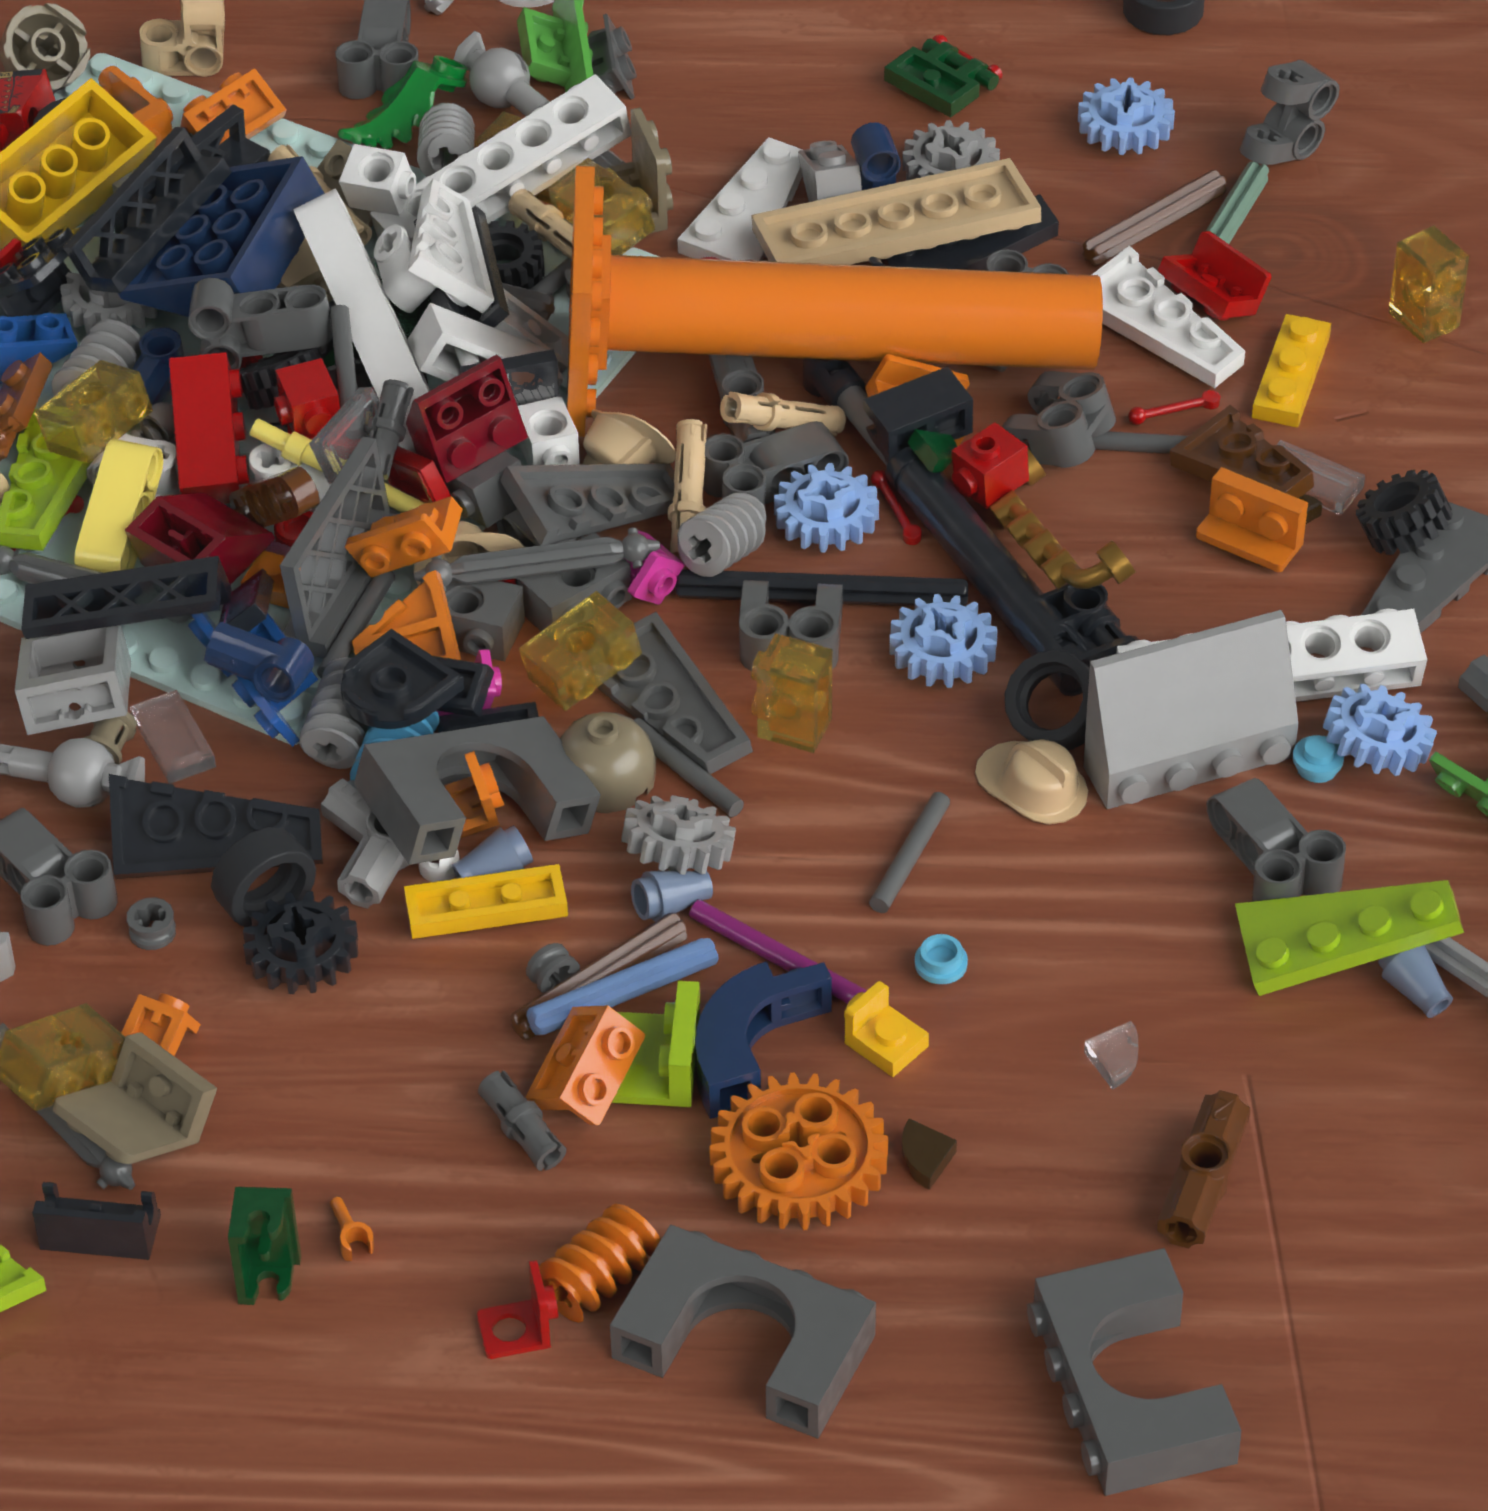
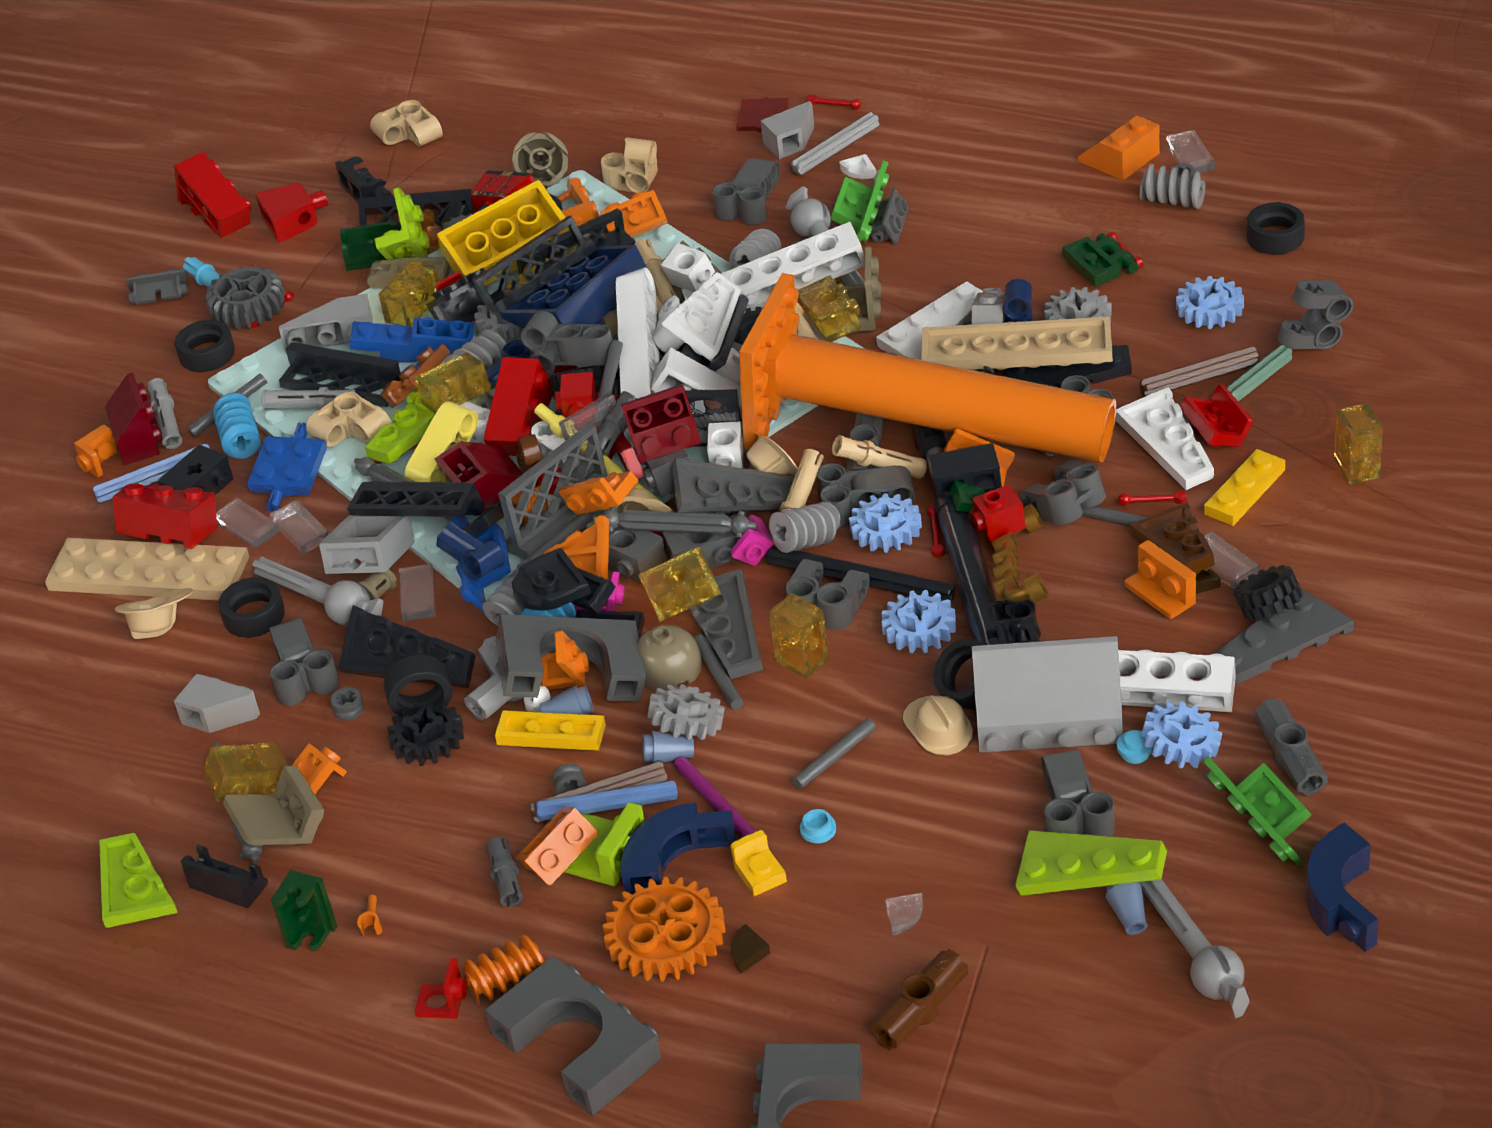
camera: 25 degrees right, 5 degrees down
(406, 103) = (752, 220): green plant -> none

